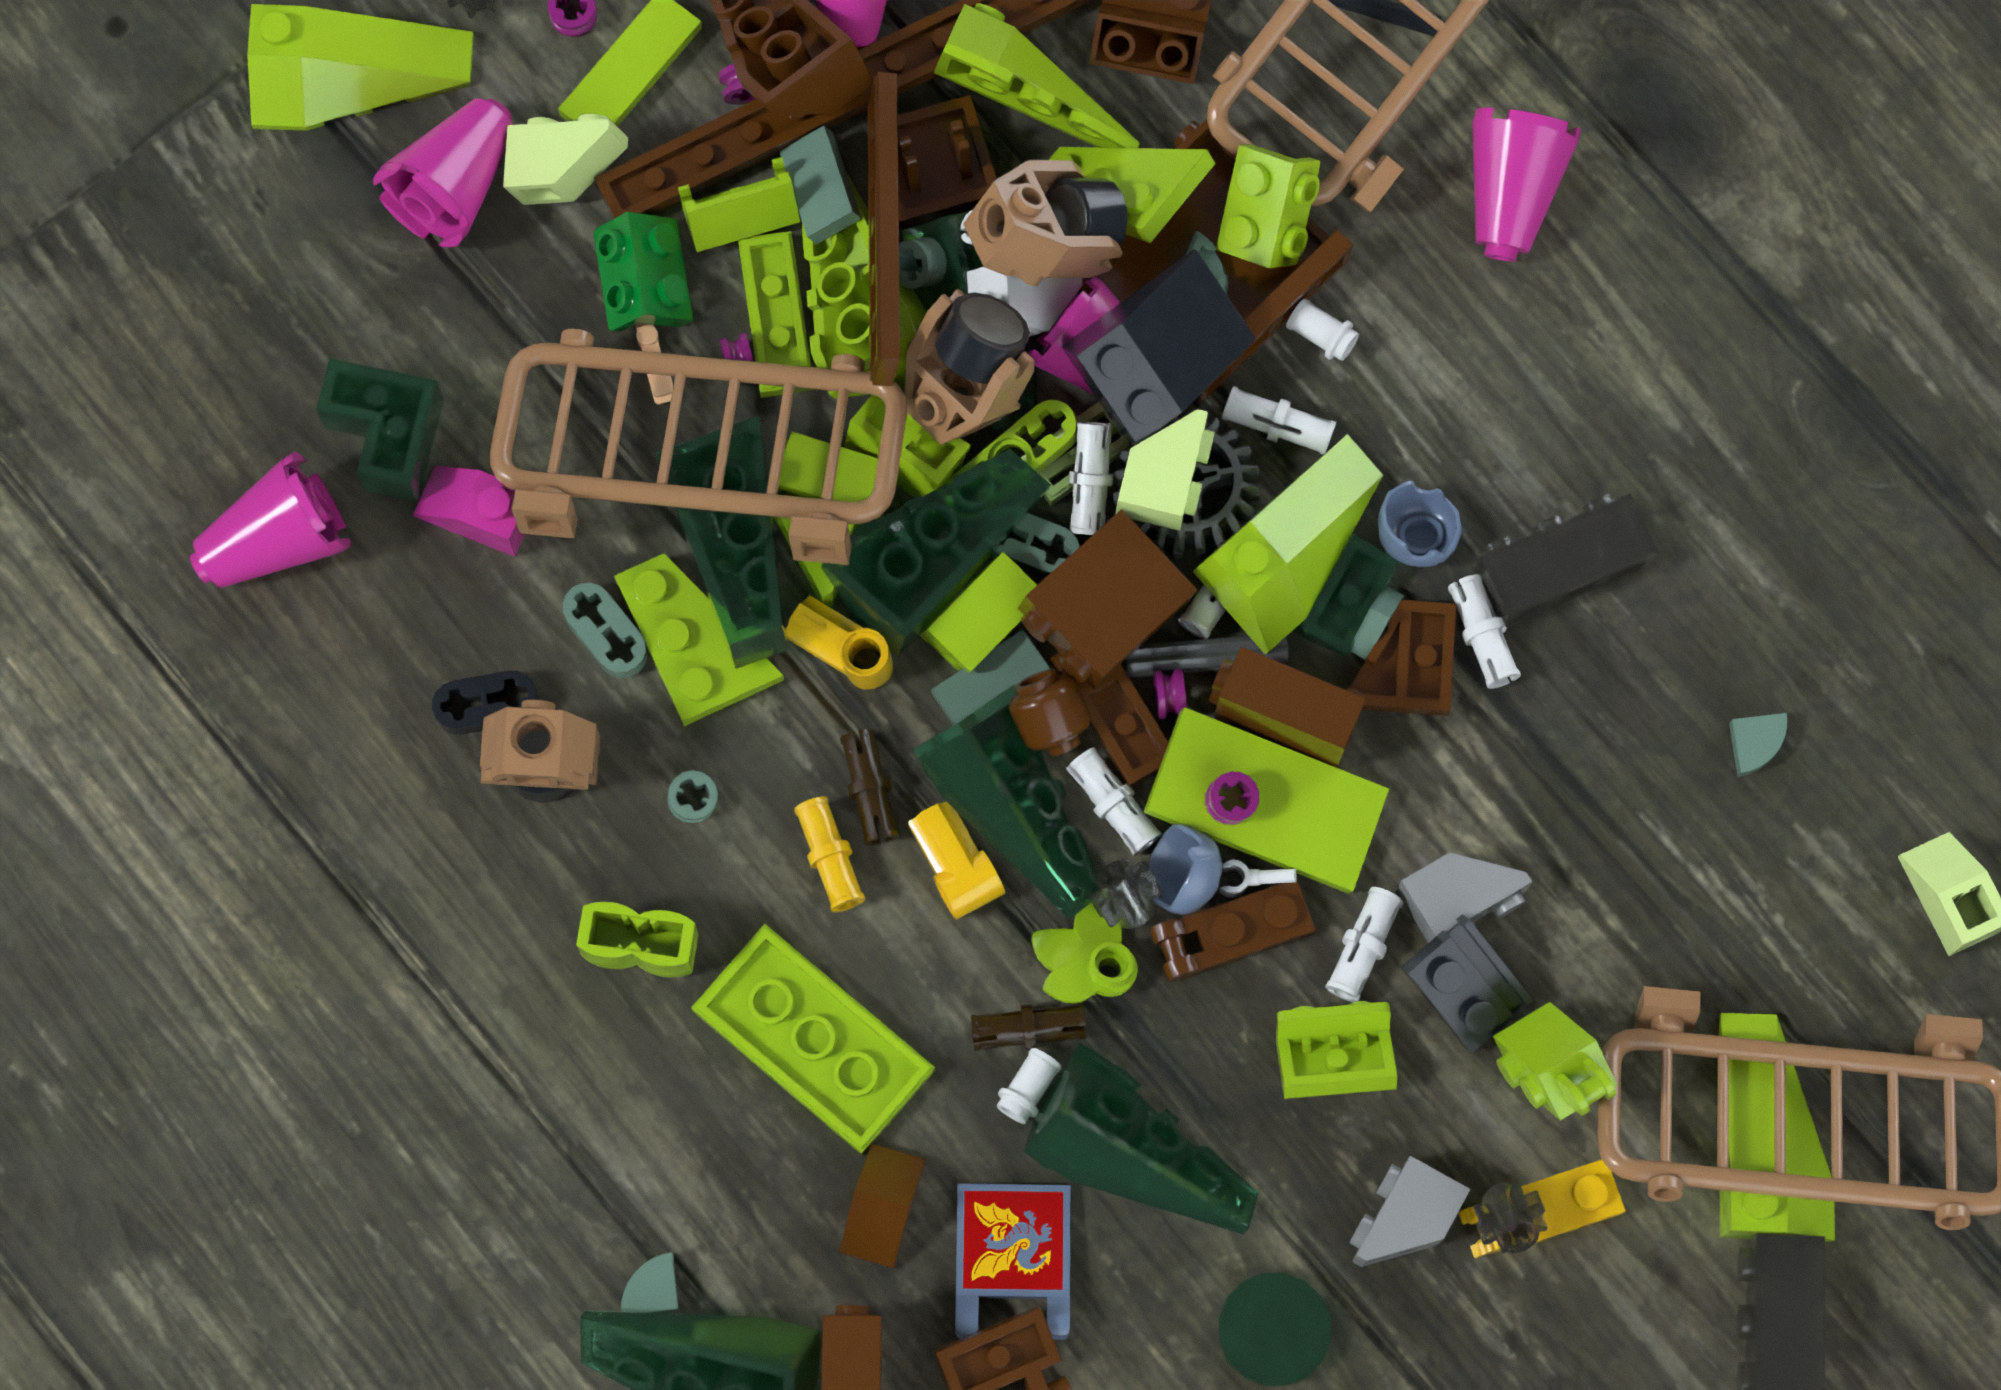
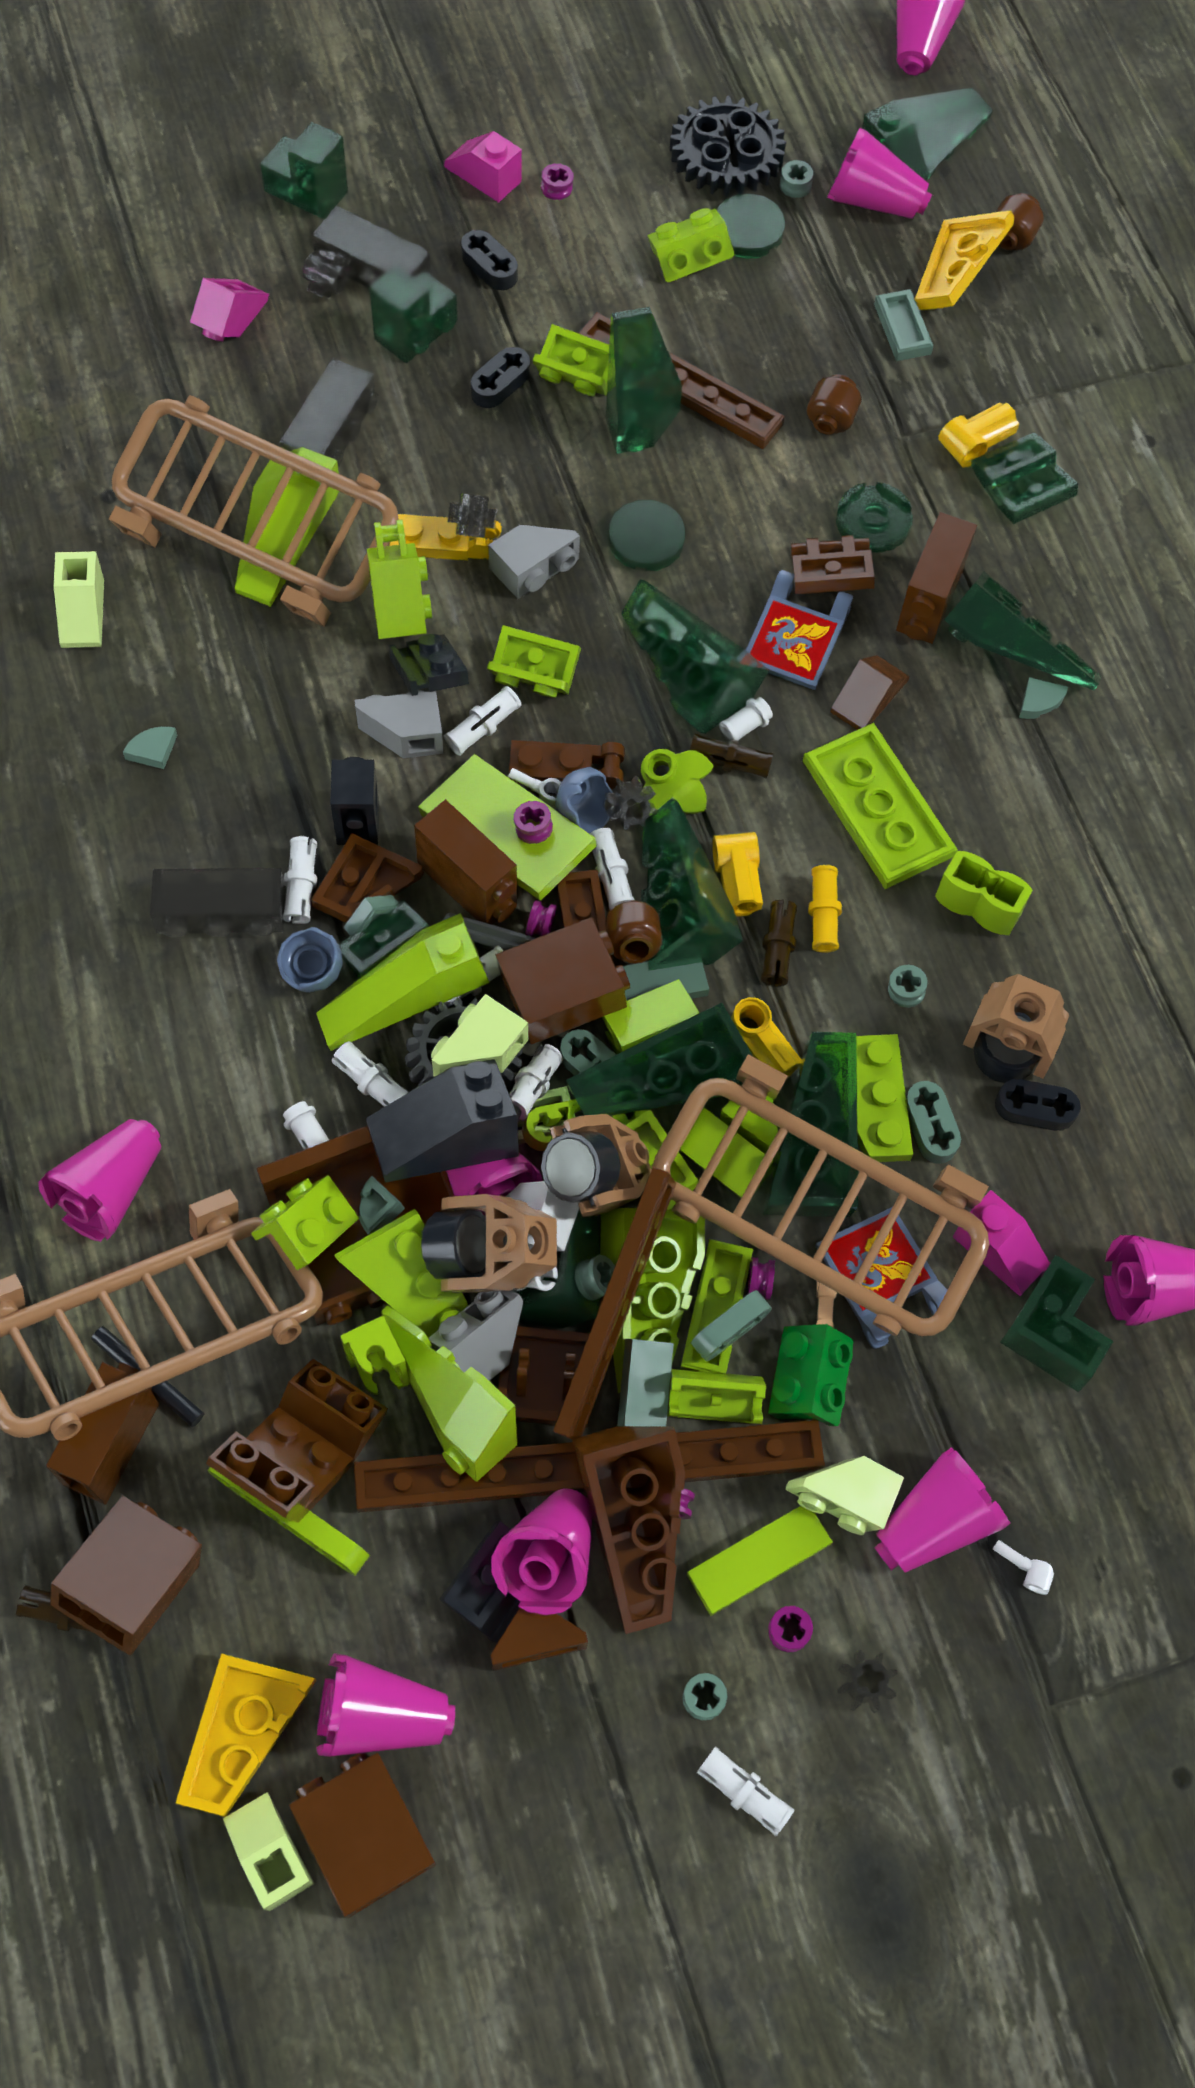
camera: 160 degrees left, 10 degrees down
(325, 164) = (1039, 1573): none -> white hand
(334, 64) = (1004, 1654): lime wedge -> none
(590, 430) = (887, 1271): none -> flag
(750, 279) = (731, 1325): none -> sand green beam
(1019, 134) = (482, 1332): none -> light grey slope
(1128, 96) = (375, 1349): none -> lime hinge
(1462, 739) = (354, 799): none -> black brick

